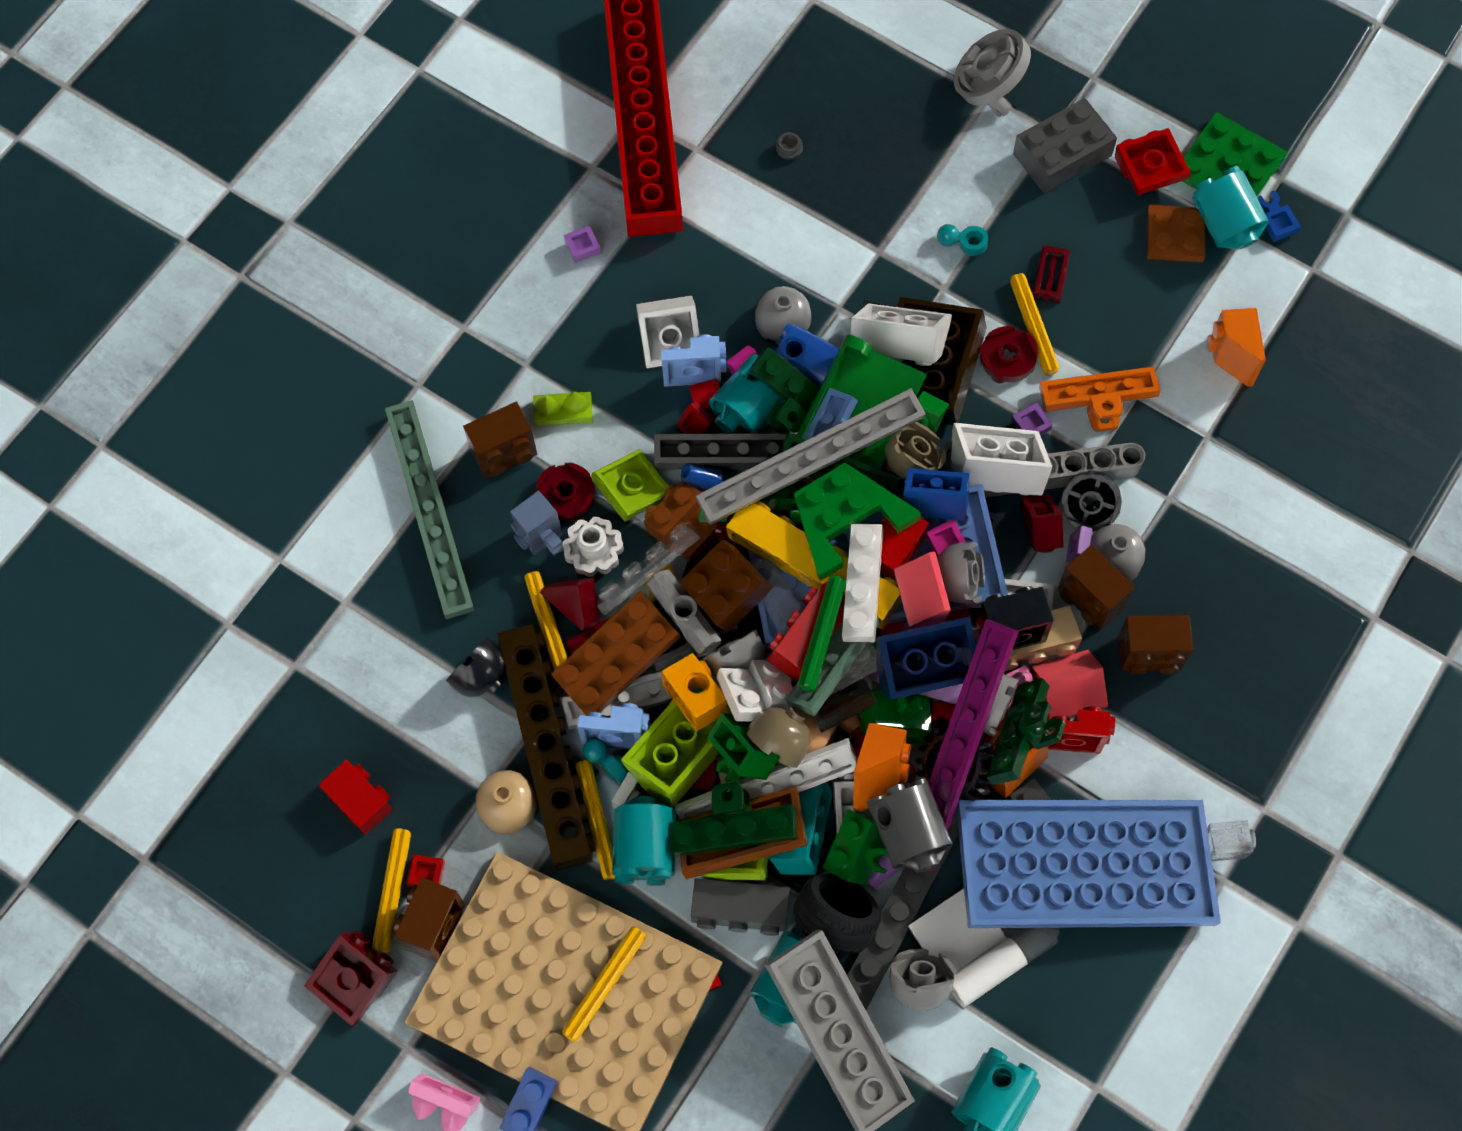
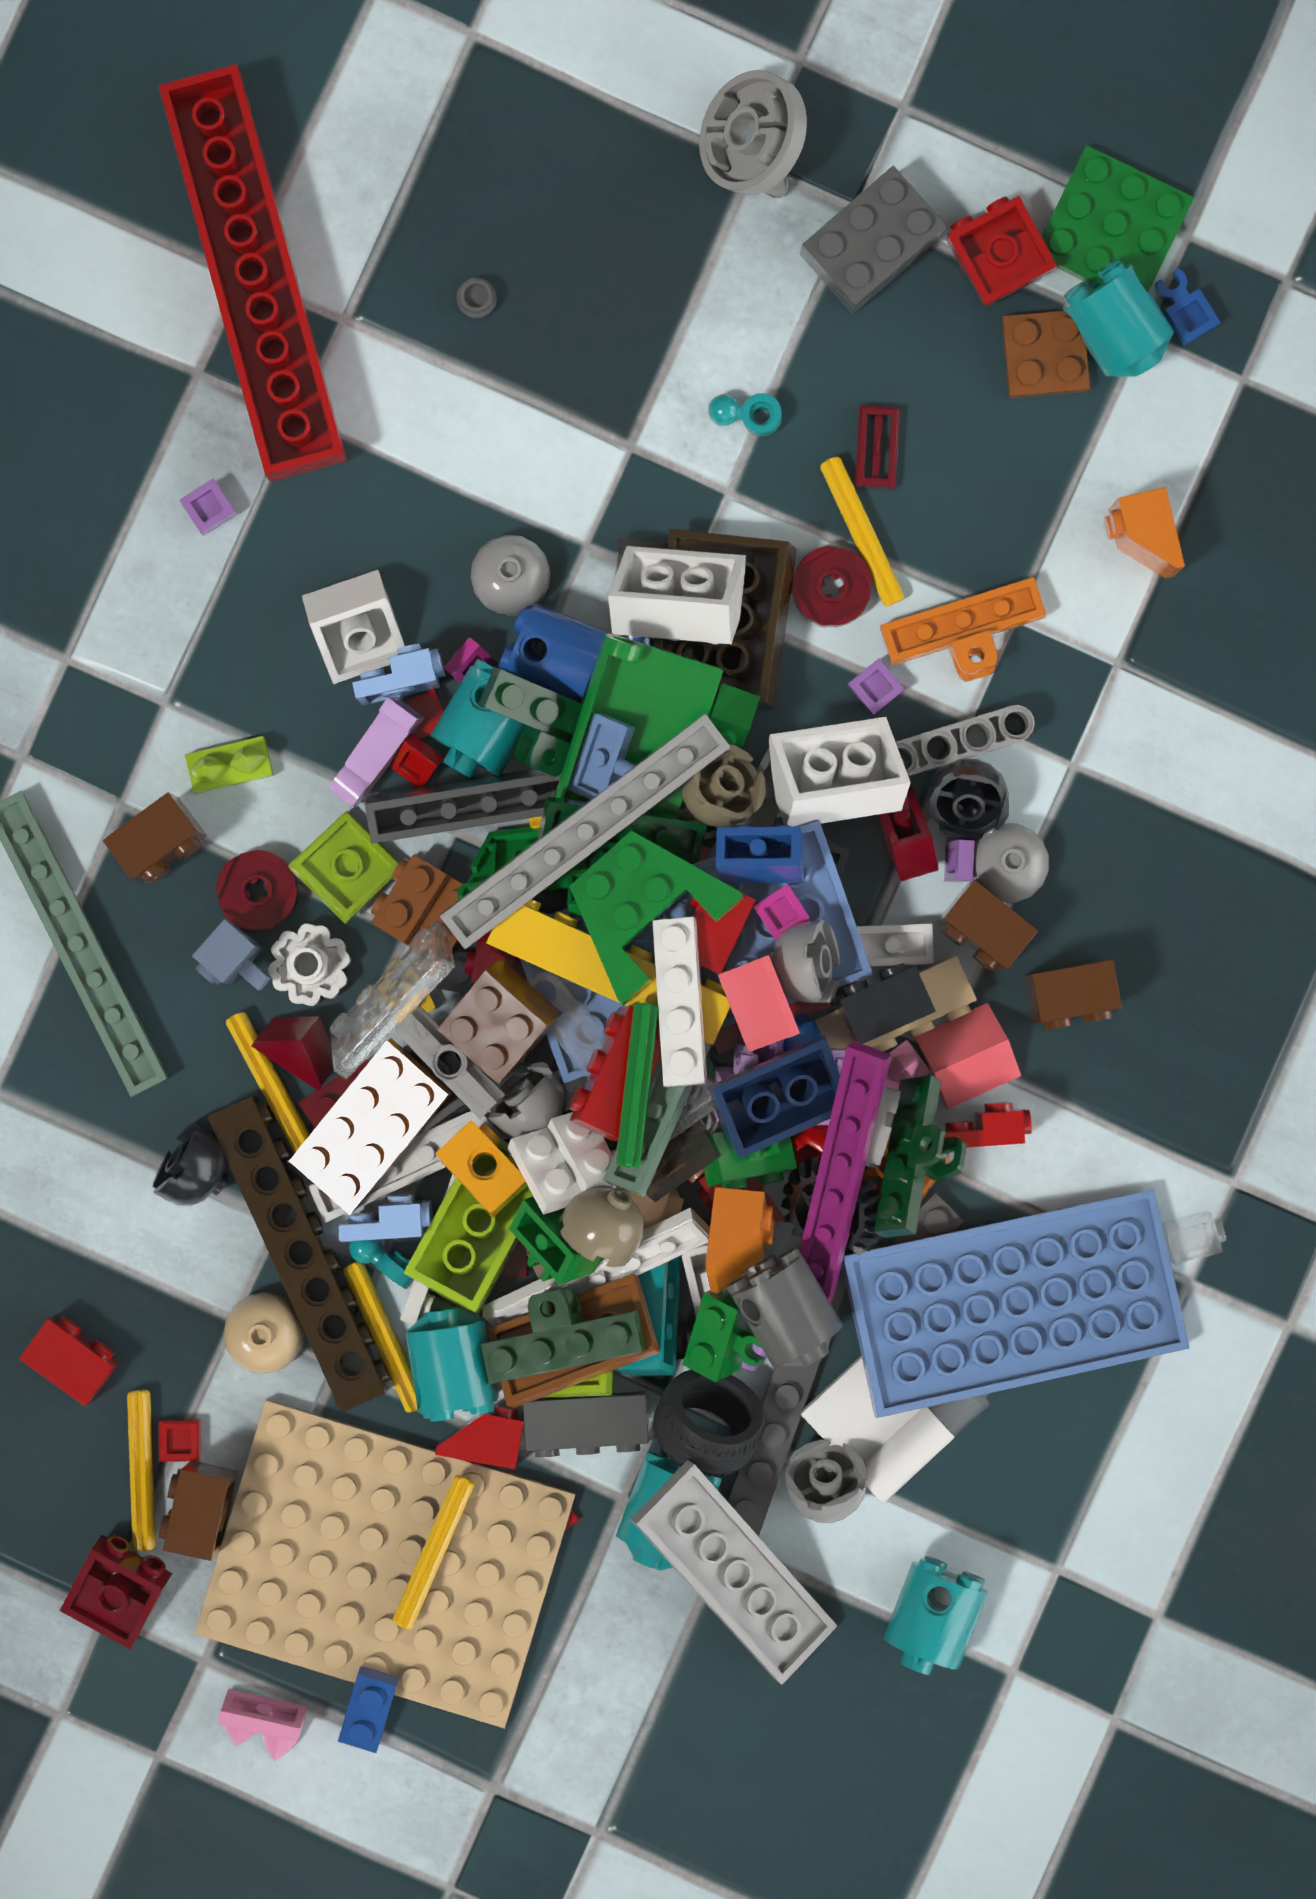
camera: 10 degrees left, 20 degrees up
(661, 906) = (487, 1439): none -> red slope
(668, 409) = (375, 751): none -> lavender leg
(702, 476) = (443, 847): blue cone -> none

